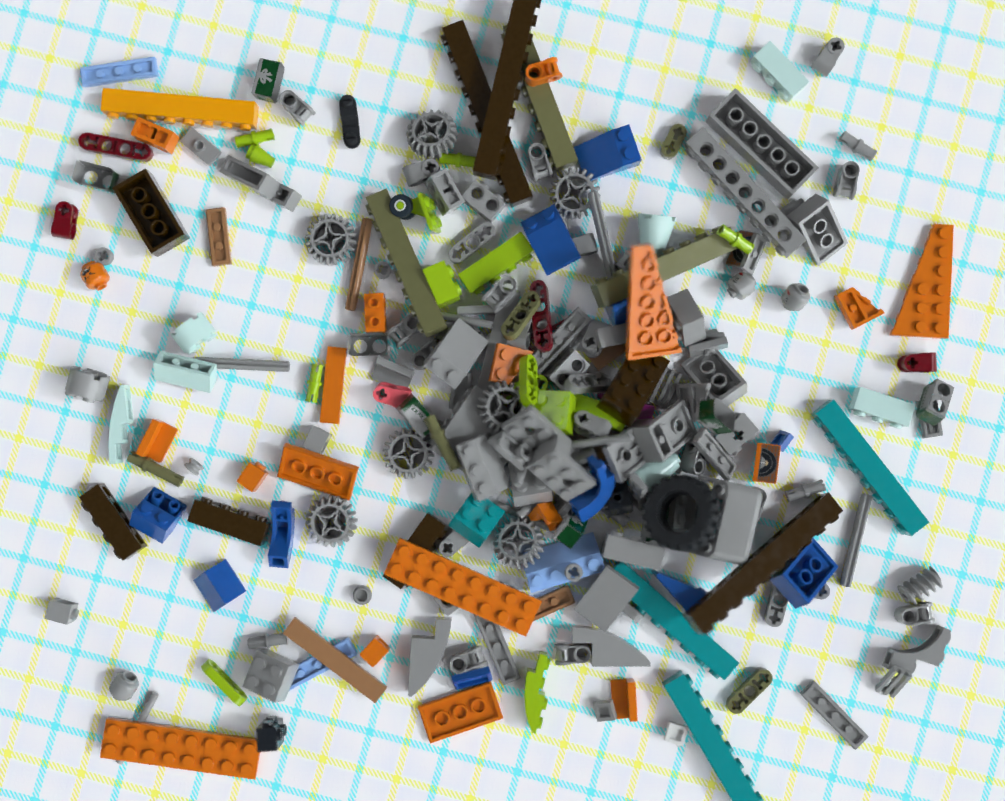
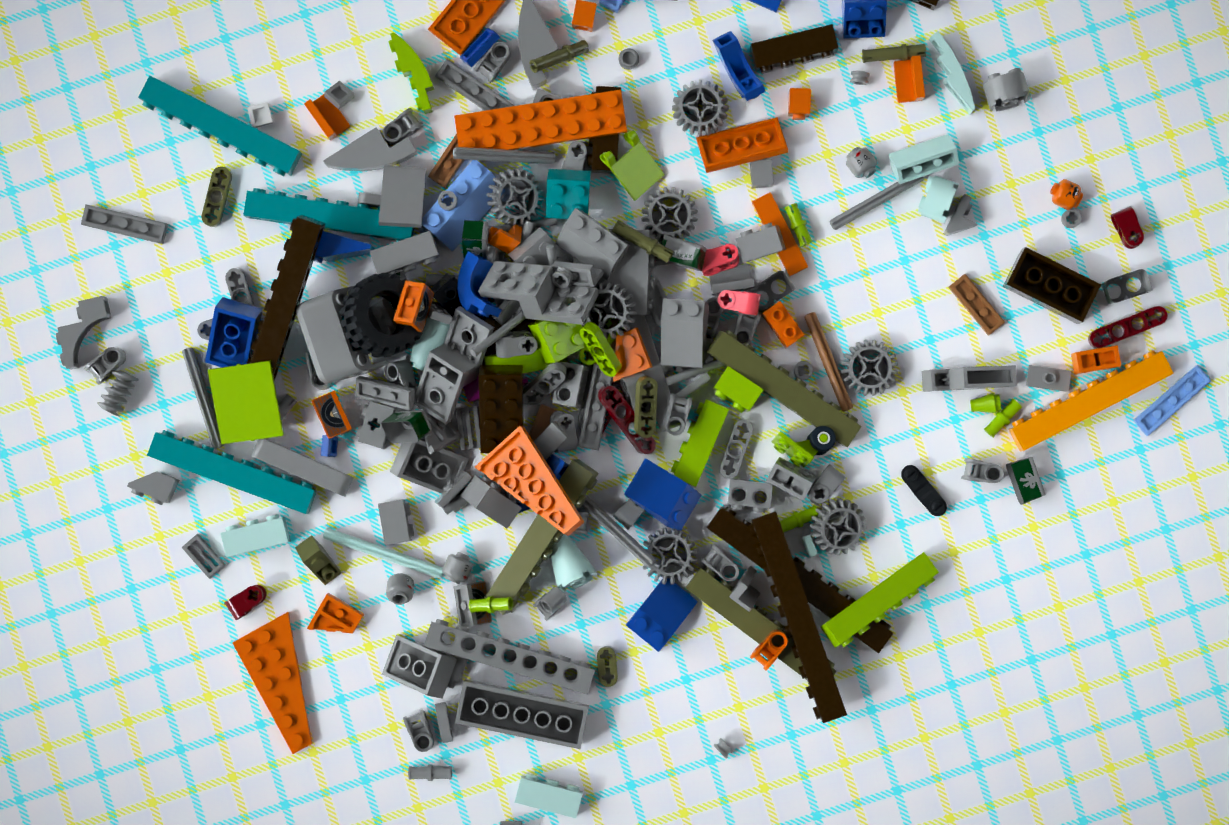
camera: 155 degrees right, 0 degrees up
(191, 308) = (958, 222): none -> light grey slope
(235, 399) = (861, 162): none -> light grey head
(352, 386) = (760, 243): none -> light grey brick
(394, 347) = (742, 301): none -> coral piece
(407, 630) = (567, 53): none -> olive pin
(411, 505) = (635, 169): none -> lime flag
(436, 57) = (880, 599): none -> lime brick
(463, 134) = (809, 545): none -> light aqua tile
(507, 580) = (504, 155): none -> light grey axle
(534, 129) = (743, 592): none -> light grey panel
(624, 25) = (723, 748): none -> light grey bush
(654, 504) = (414, 305): none -> orange panel
(687, 214) = (550, 602): none -> light grey piece
(767, 350) = (395, 522): none -> light grey brick
(790, 334) = (383, 553): none -> light aqua axle
(812, 438) = (302, 466): none -> light grey beam
(823, 176) = (444, 722): none -> light grey beam
(828, 514) = (245, 402): none -> lime piece
(844, 359) = (318, 560): none -> olive slope
(896, 683) = (98, 287): light grey tile -> none
(925, 407) = (214, 556): light grey piece -> none
(933, 493) = (156, 485): none -> light grey slope

